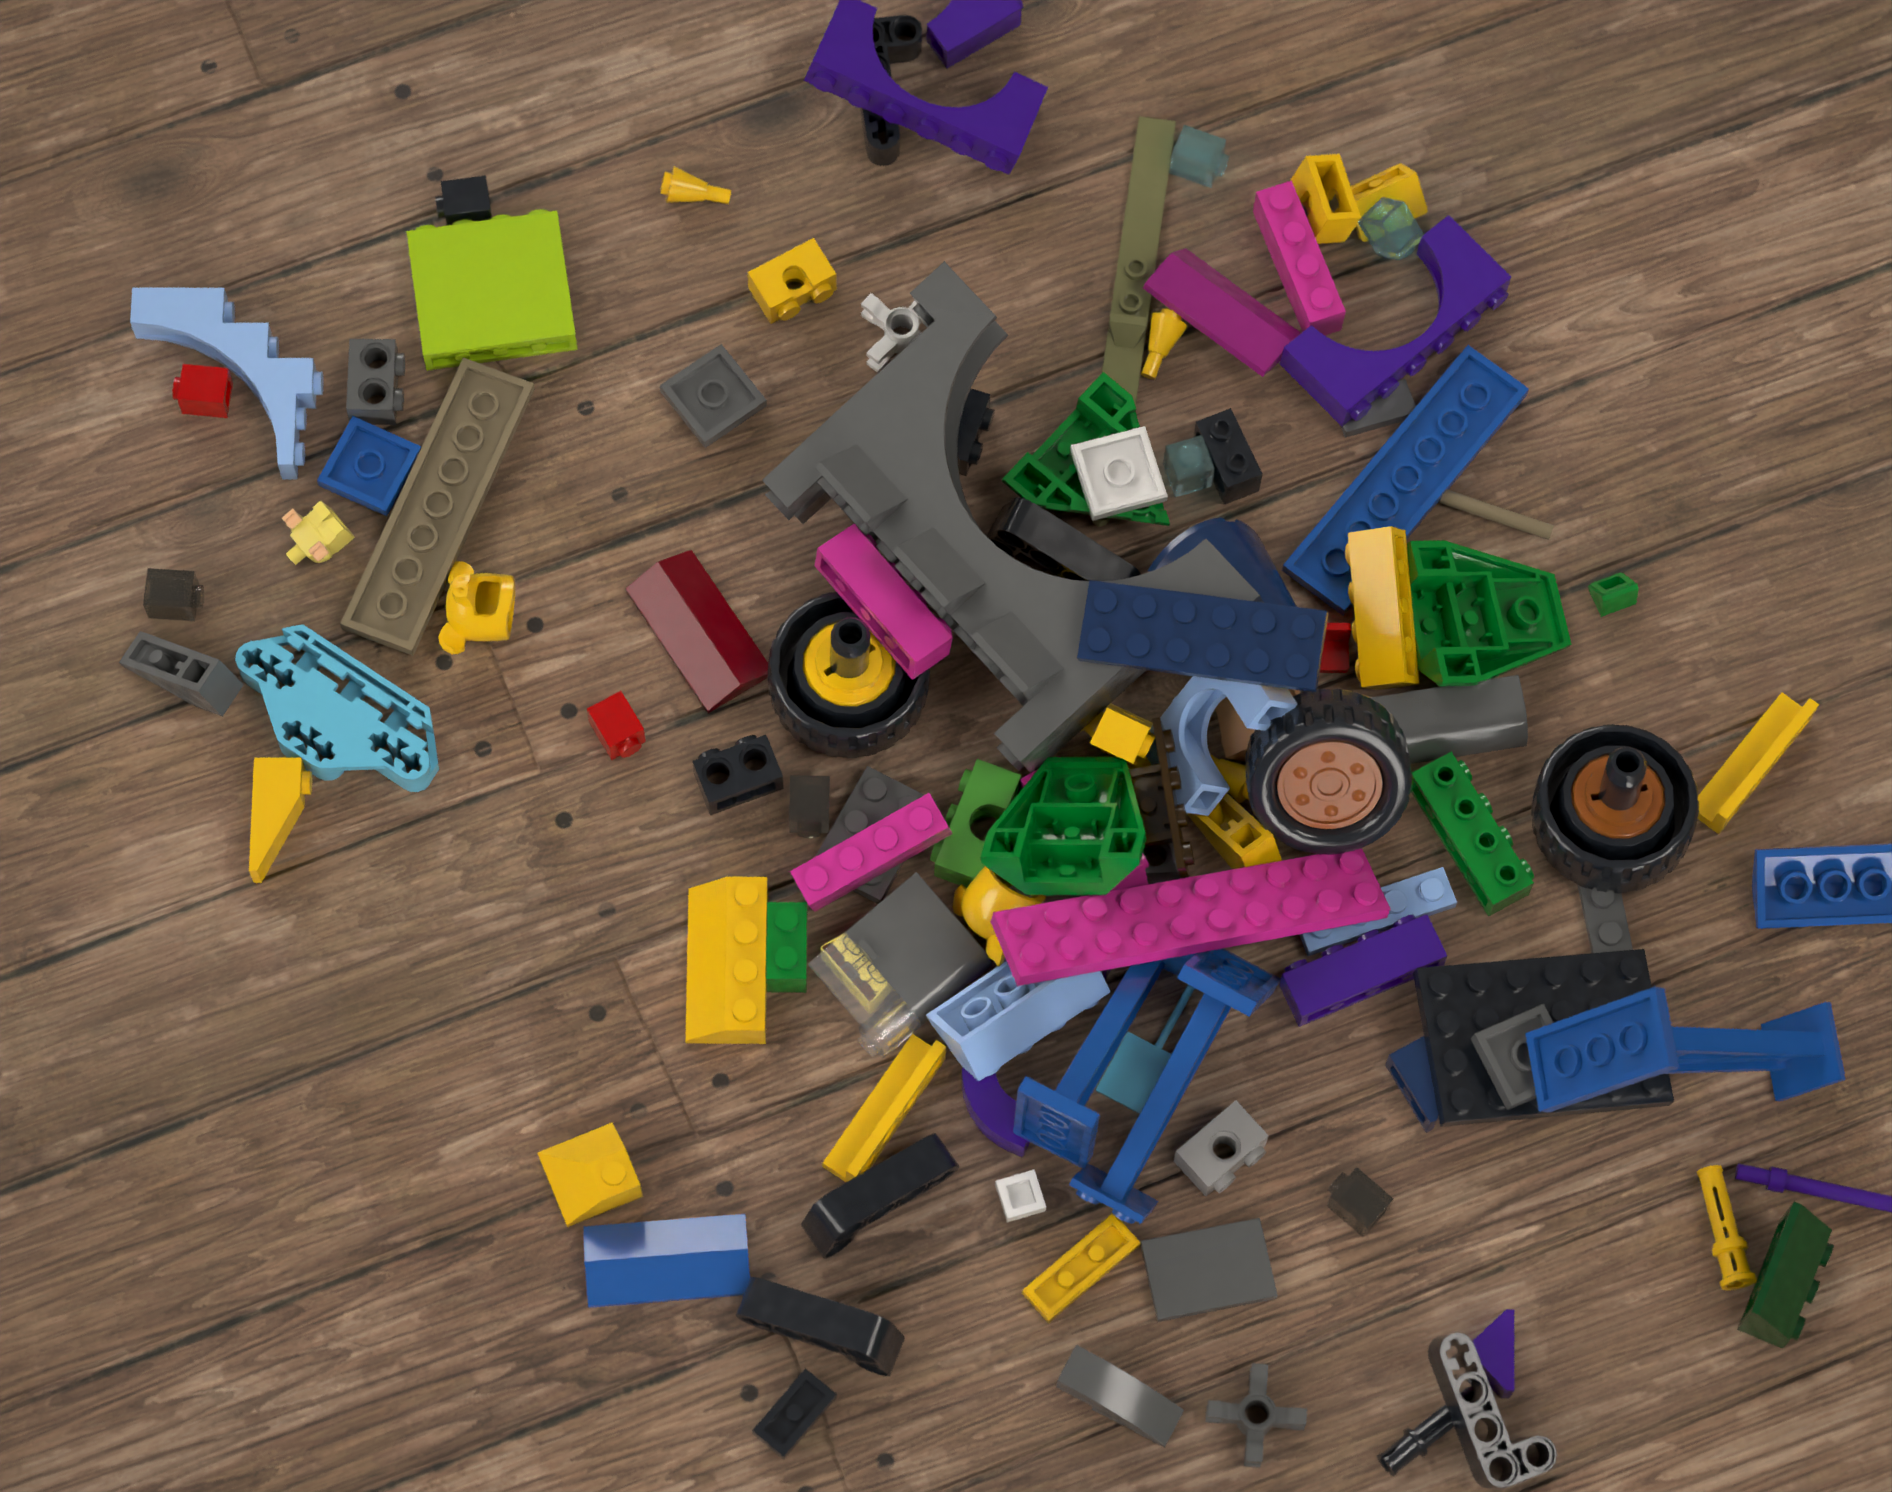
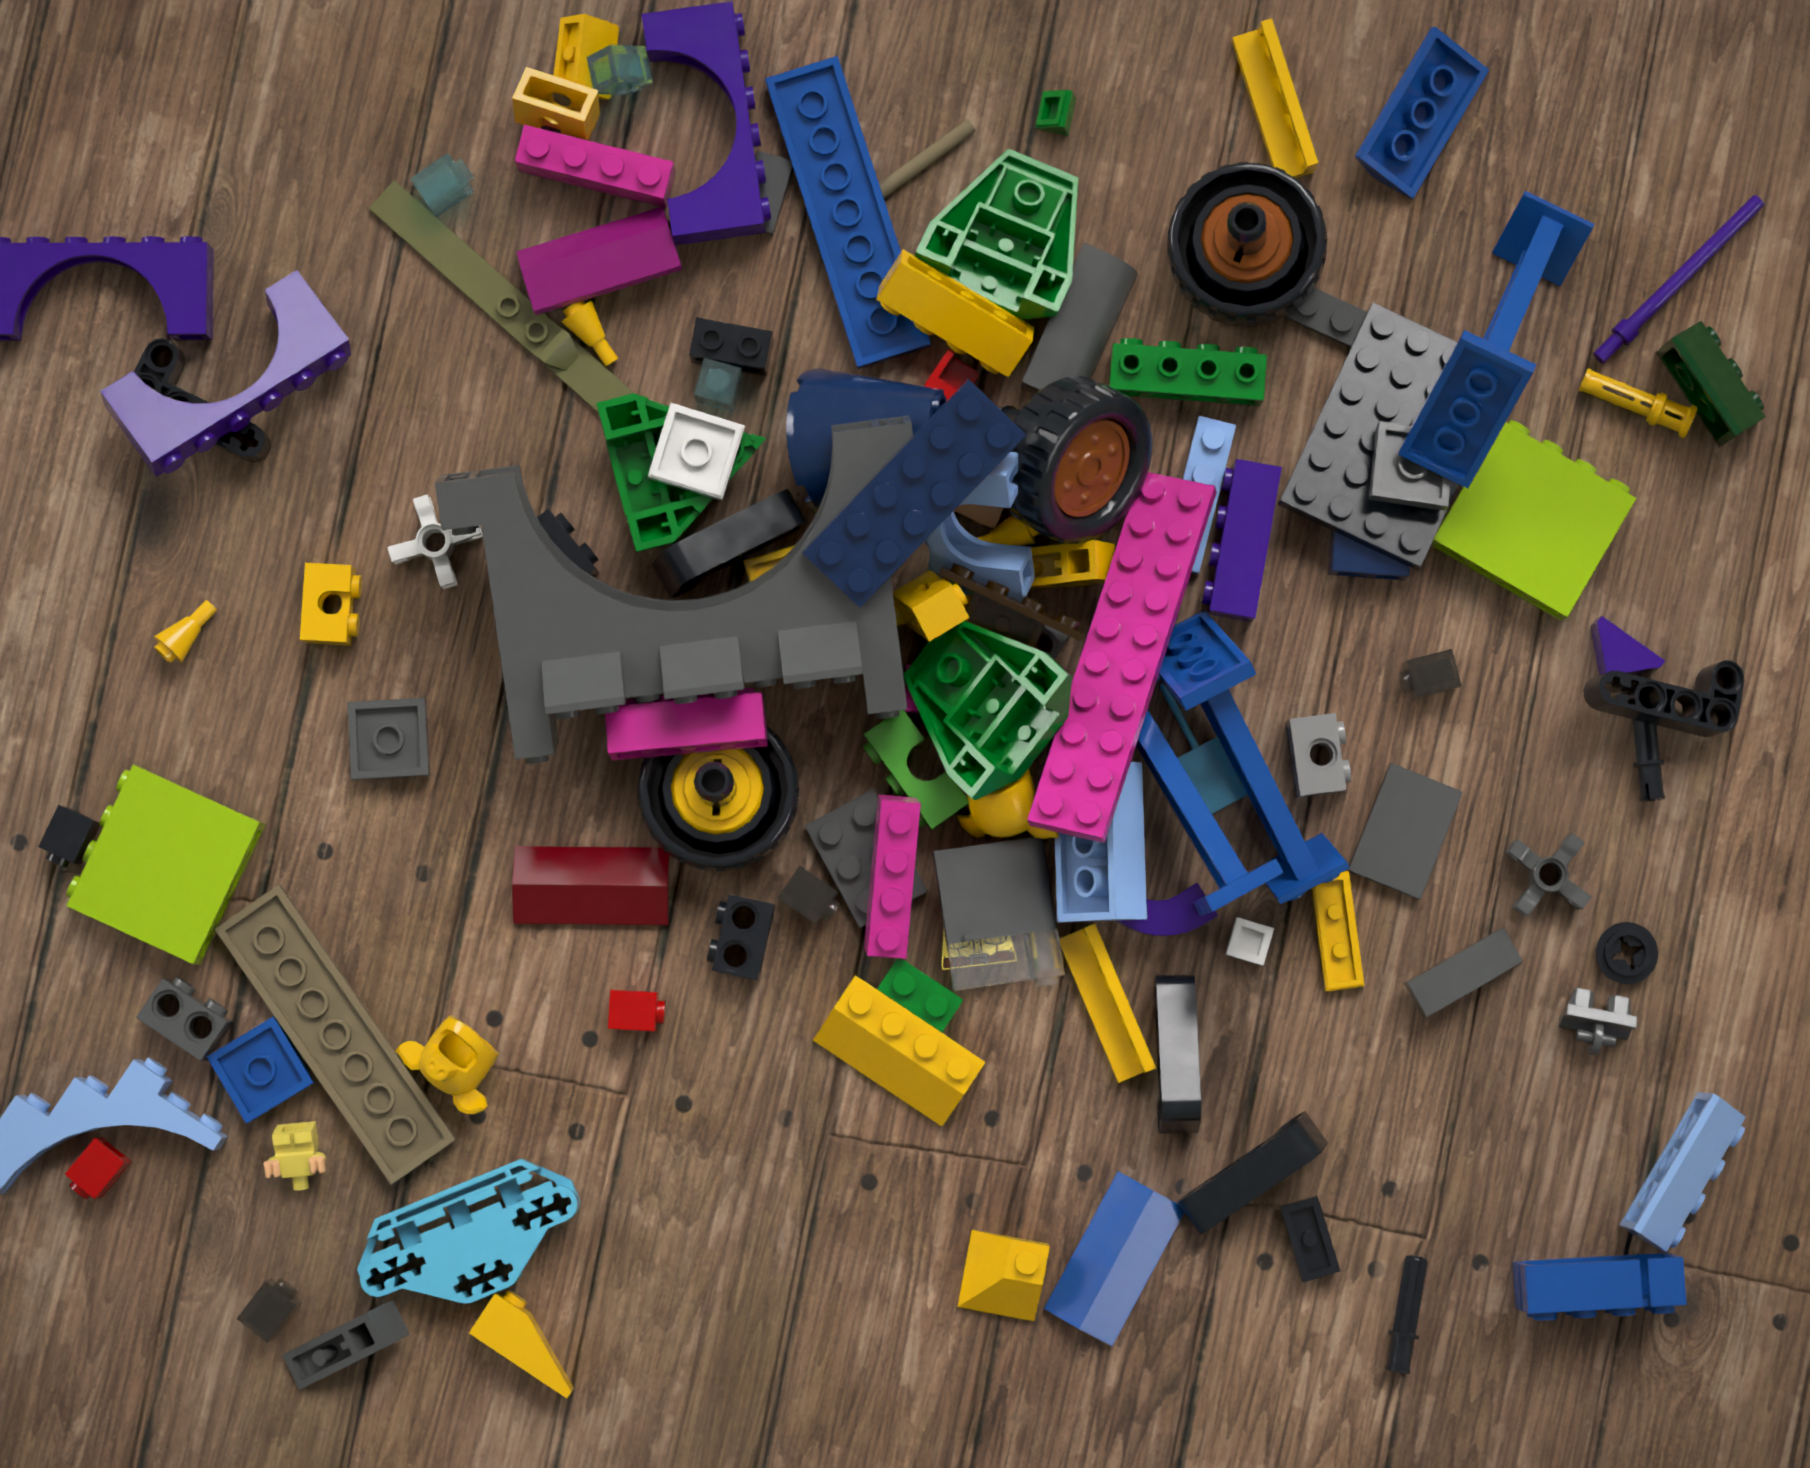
camera: 55 degrees left, 15 degrees up
(1556, 1199) = (1534, 521): none -> lime panel

